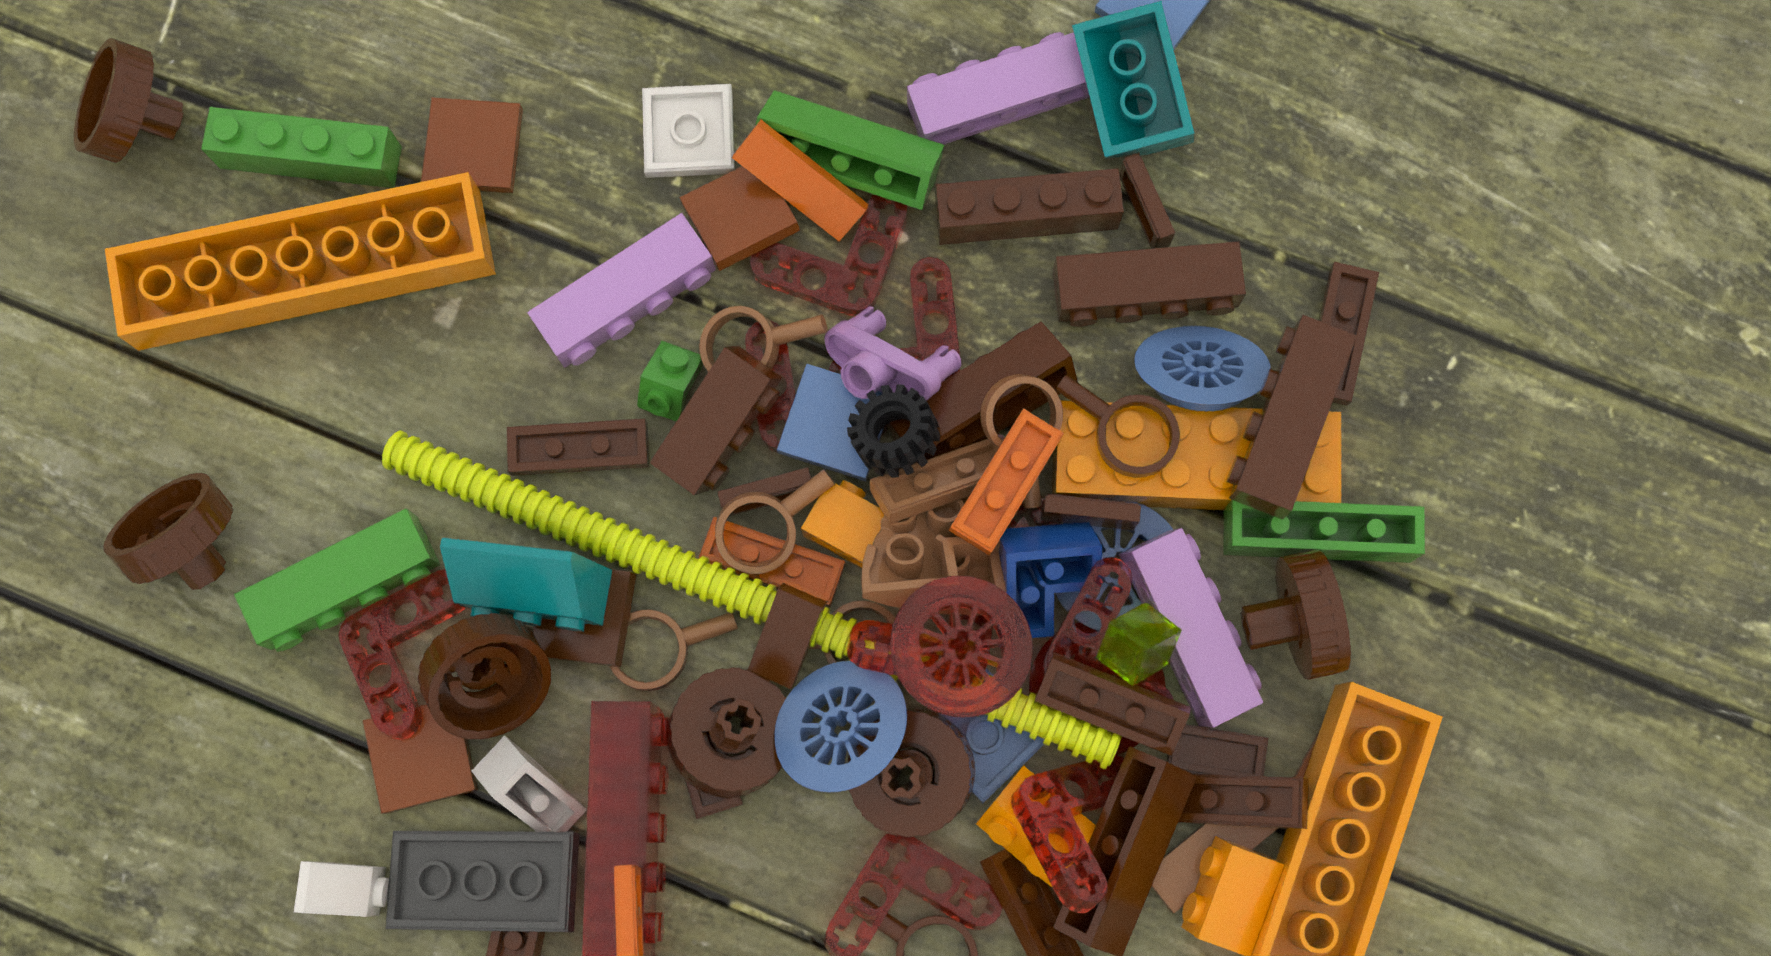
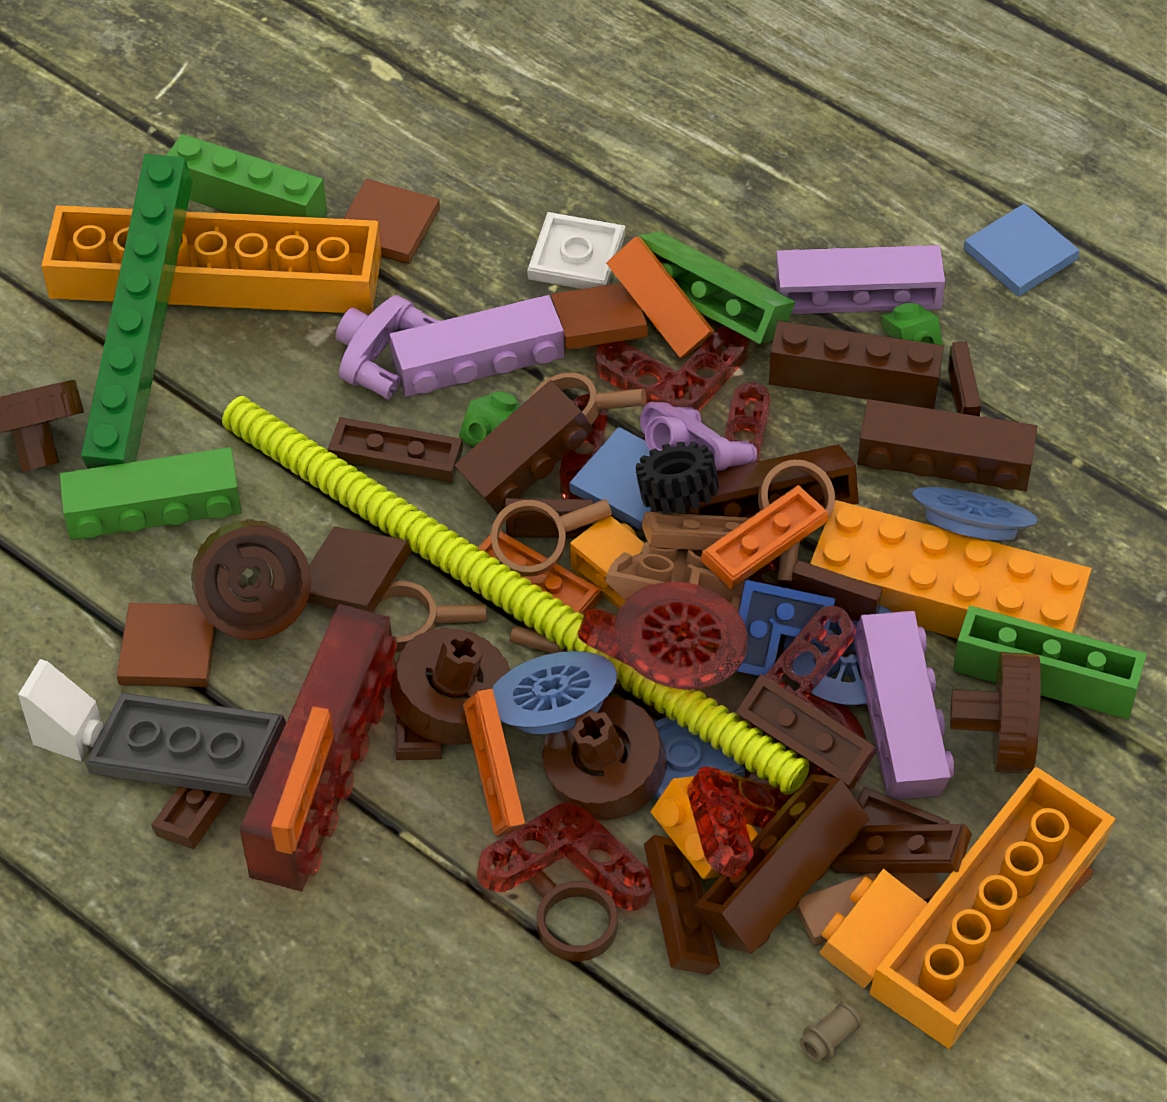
camera: 15 degrees right, 25 degrees down
(120, 103) = (111, 117): reddish brown piece -> none
(247, 375) = (138, 312): none -> green brick
(383, 638) = (173, 546): clear red beam -> none
(502, 308) = (368, 336): none -> lavender connector
(526, 583) = (323, 511): teal slope -> none
(527, 789) = (251, 678): white slope -> none
(787, 635) = (528, 613): reddish brown tile -> none
(805, 822) = (493, 762): none -> orange tile
(1072, 139) = (912, 323): none -> bright green bracket
(1103, 412) = (872, 511): reddish brown piece -> none
(1134, 82) = (978, 291): teal slope -> none
(1138, 643) = (846, 690): clear neon green panel -> none
(1292, 416) = (1039, 547): reddish brown brick -> none
(1348, 307) = (1115, 524): reddish brown plate -> none

